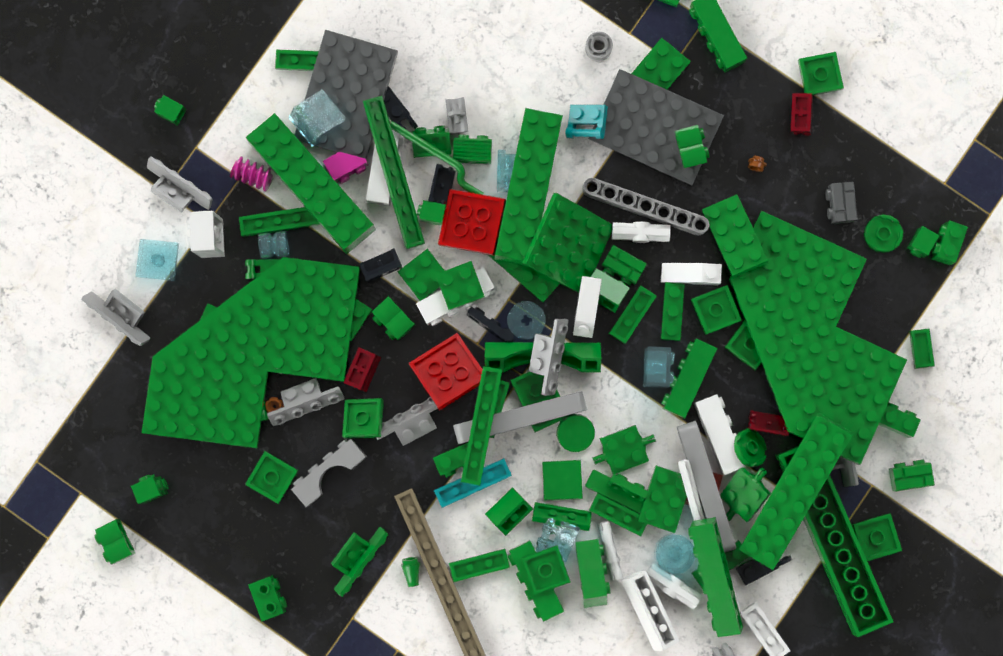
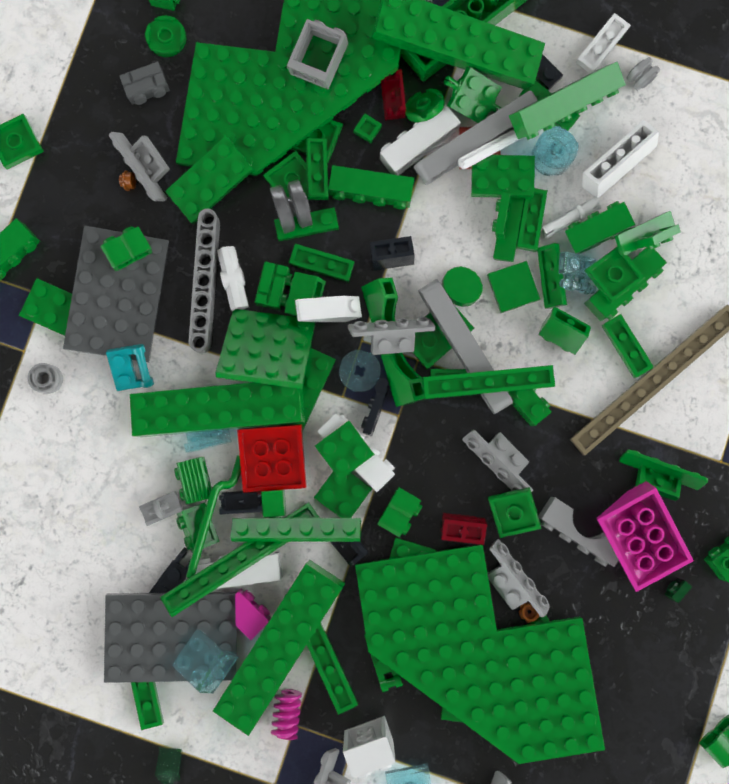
camera: 110 degrees left, 0 degrees up
(149, 488) = (662, 722): green brick -> none
(239, 64) = (168, 765): none -> clear green bracket
(254, 540) = (677, 590): none -> dark green plate
(271, 477) = (605, 591): green plate -> none
(273, 245) = (358, 669): clear light blue wheel -> none
(309, 521) = (644, 536): none -> dark pink slope
(404, 225) = (296, 530): none -> green plate
(411, 570) = (654, 415): green cone -> none
(447, 371) = (438, 436): red plate -> none
(458, 490) = (561, 394): teal plate -> none
(572, 612) = (648, 234): none -> bracket
(623, 379) = (392, 253): none -> black hinge
(624, 449) = (463, 233): green plate -> none
(657, 367) = (370, 219): clear light blue brick -> none
(673, 586) = (588, 144): white piece -> none
(687, 303) = (291, 206): none -> flat silver wheel
(691, 273) = (261, 214): white slope -> none
(718, 334) = (317, 168): none -> green tile
(744, 391) = (367, 128): none -> green plate
(769, 182) = (144, 162): none -> light grey bracket
(801, 113) = (61, 147): dark red hinge -> none
(814, 338) = (310, 73): none -> light grey window

